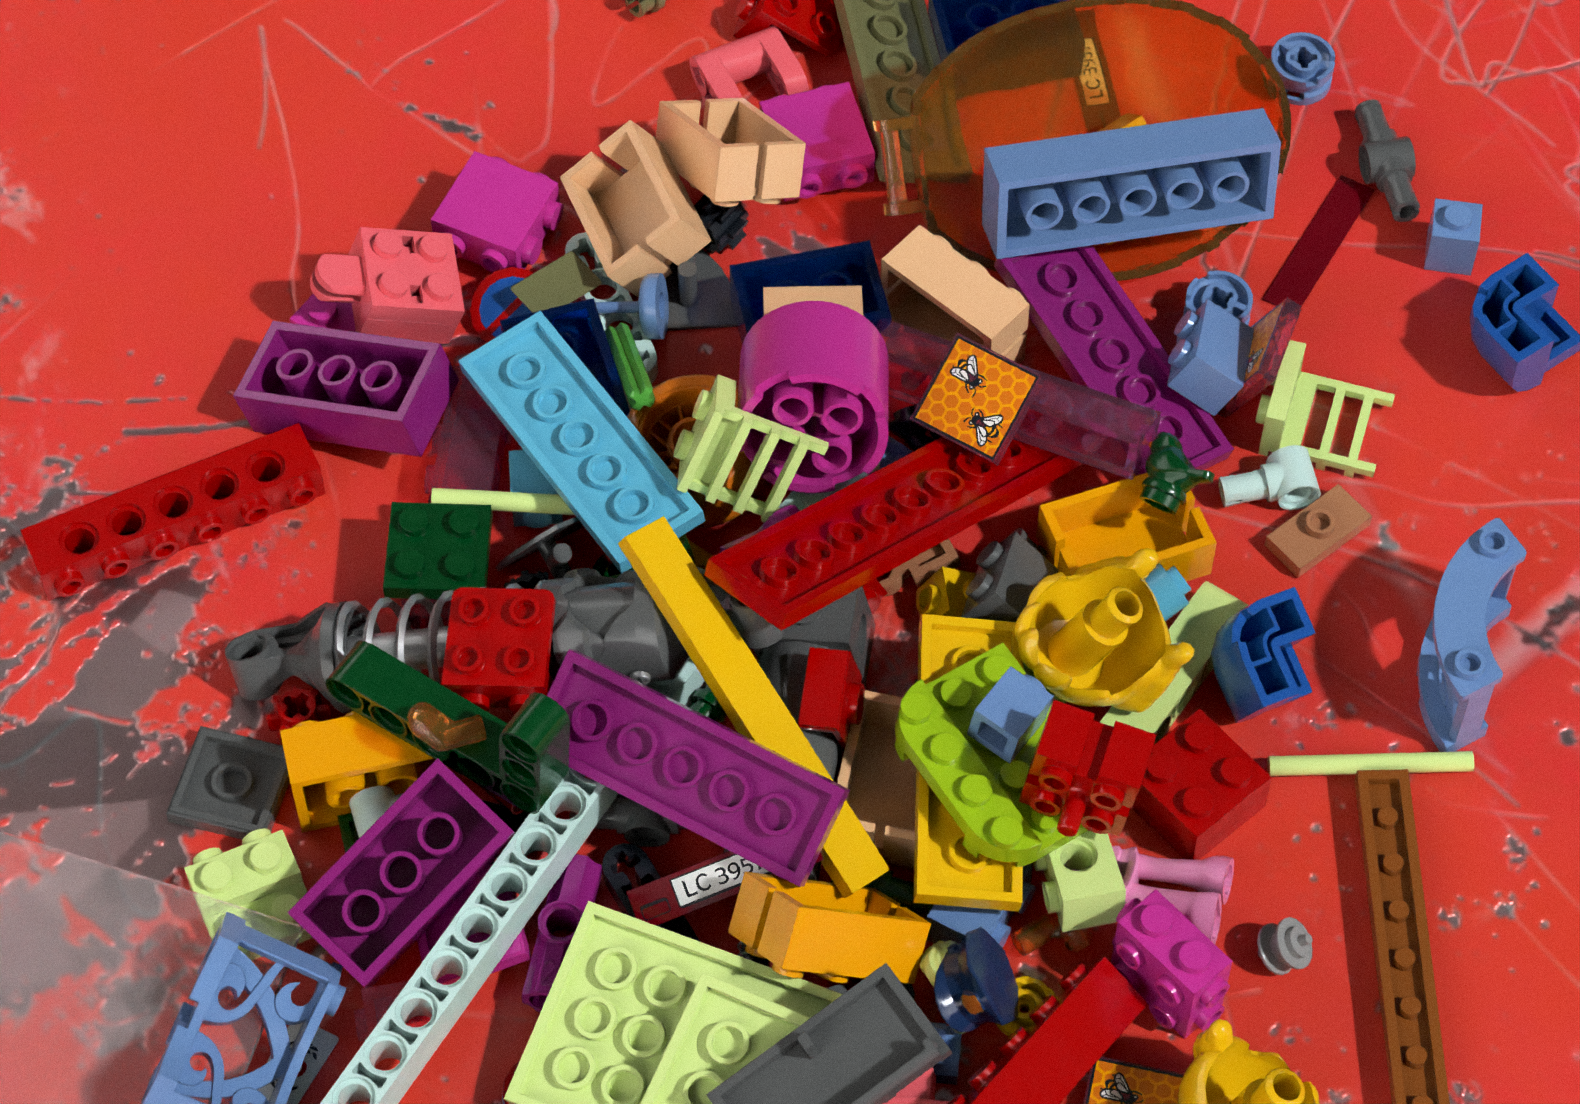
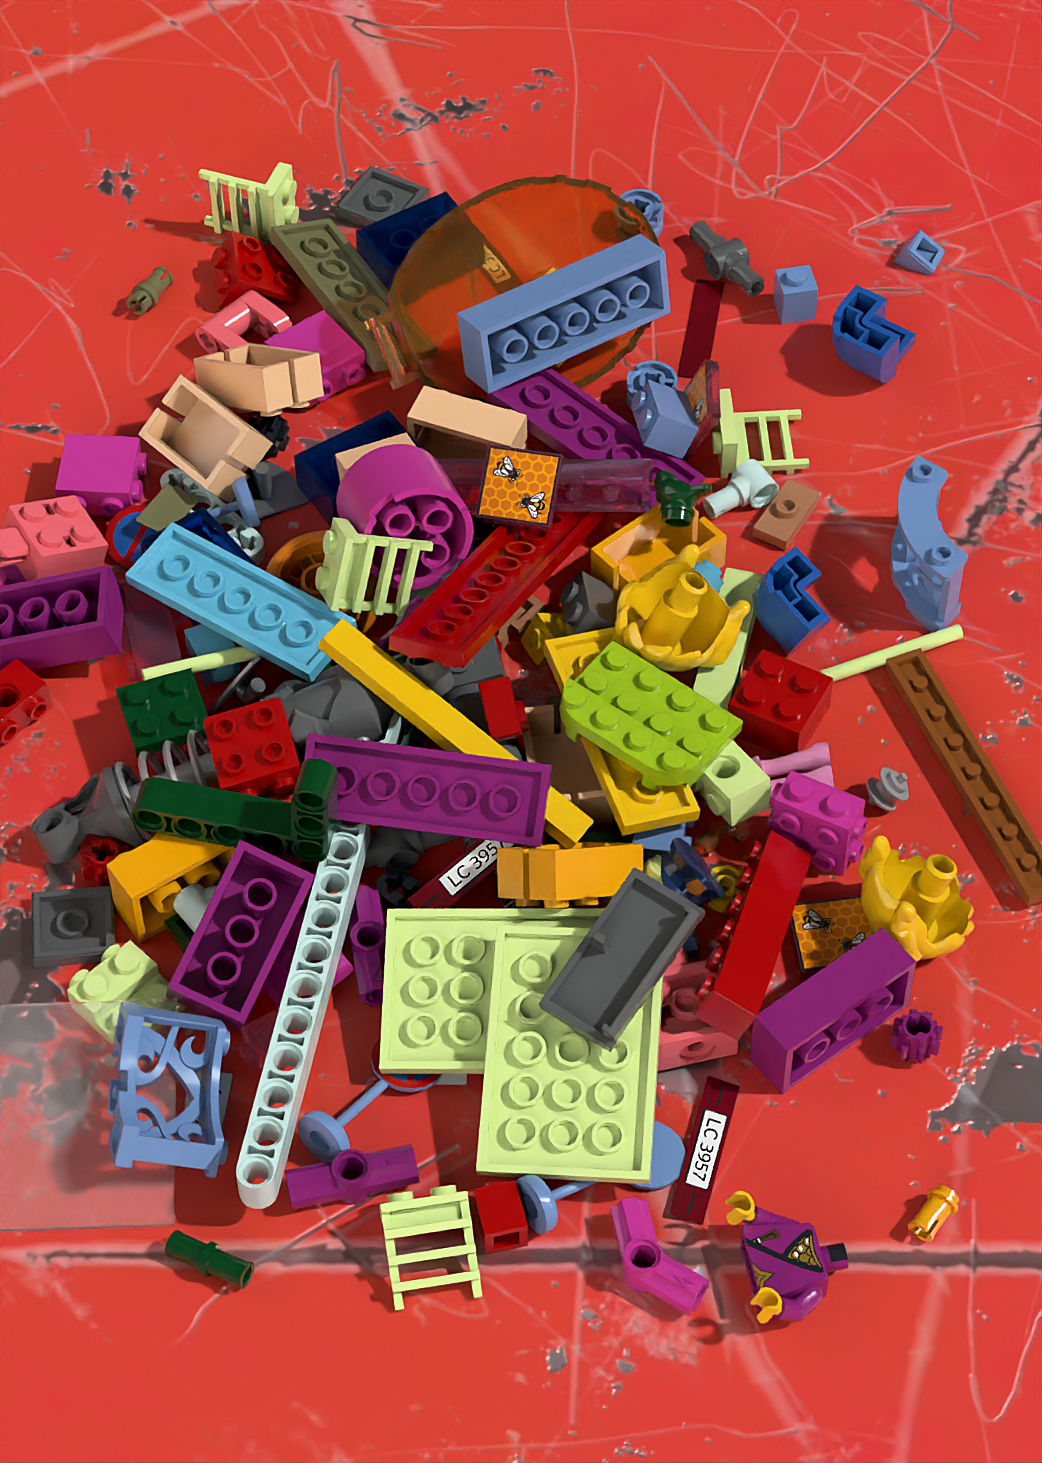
camera: 20 degrees left, 5 degrees down
(442, 732) = (238, 818): clear orange arm -> none
(630, 367) = (253, 545): bright green axle -> none
(1010, 714) = (643, 681): medium blue brick -> none
(1086, 771) = (716, 697): red brick -> none

